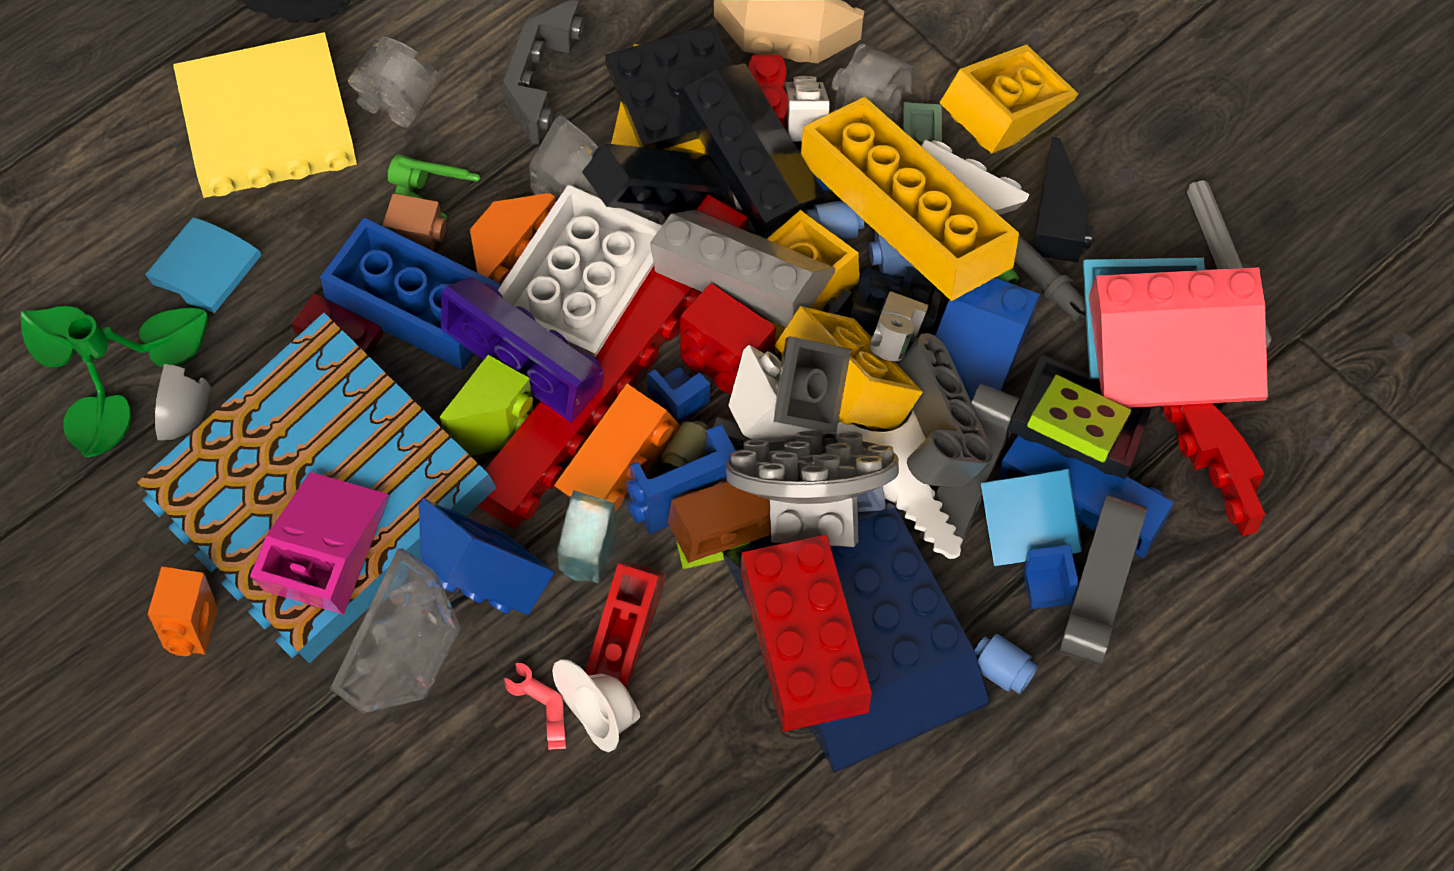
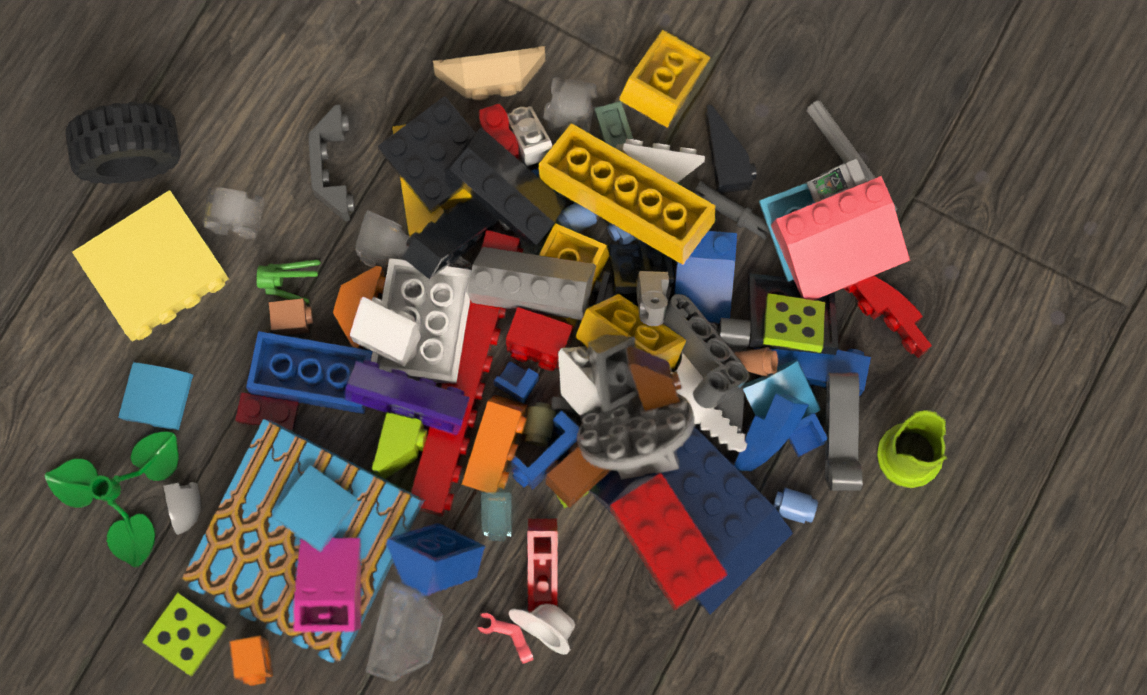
camera: 20 degrees left, 15 degrees up
(111, 561) = (184, 634): none -> lime tile
(344, 437) = (315, 508): none -> dark azure slope
(525, 254) = (385, 331): none -> white slope
(857, 407) = (653, 379): none -> reddish brown slope
(999, 550) = (770, 431): none -> blue slope
(1017, 453) = (759, 361): none -> nougat cone
(1186, 658) = (905, 469): none -> lime piece
(1196, 256) = (836, 180): none -> leg

